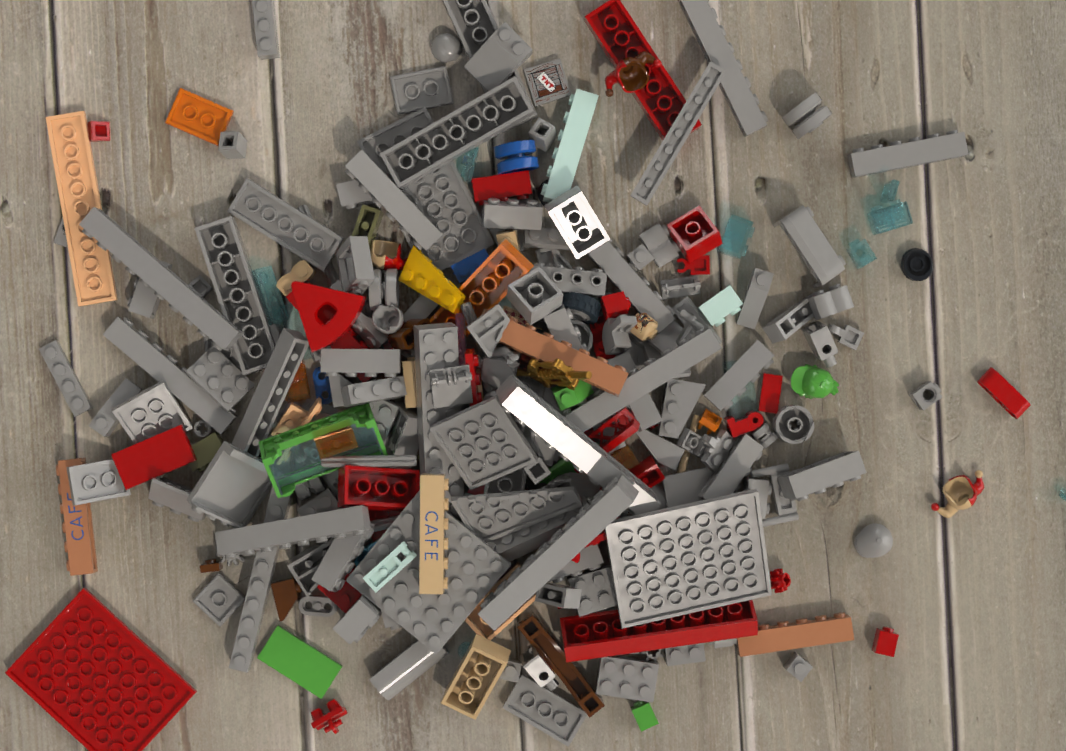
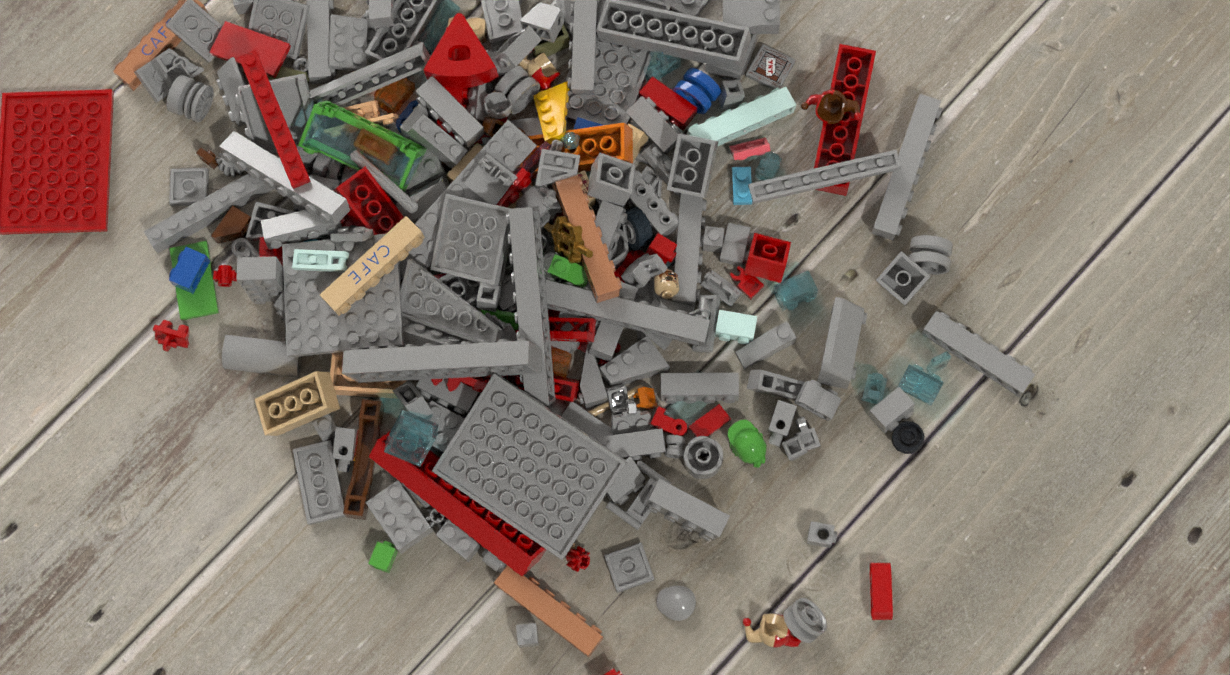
camera: 50 degrees right, 15 degrees down
(111, 537) = (162, 71): none -> light grey slope
(148, 540) = (190, 98): none -> light grey wheel
(241, 498) = (274, 119): none -> red plate
(291, 661) = (189, 270): none -> blue brick
(320, 637) = (225, 276): none -> red gear
(352, 217) = (545, 20): none -> torso
(388, 521) = (352, 233): none -> light grey wing
(472, 294) = (570, 140): none -> clear light blue plate
(587, 623) = (411, 438): none -> clear light blue brick
(596, 161) = (750, 148): none -> coral plate
(617, 194) = (741, 179): none -> medium azure plate
(624, 162) = (768, 167): none -> clear light blue brick
(805, 154) = (903, 278): none -> light grey slope
(817, 549) = (629, 567): none -> light grey tile
(848, 352) = (794, 447): none -> light grey slope
(889, 257) = (892, 410): none -> light grey brick
(976, 467) = (805, 620): none -> light grey wheel

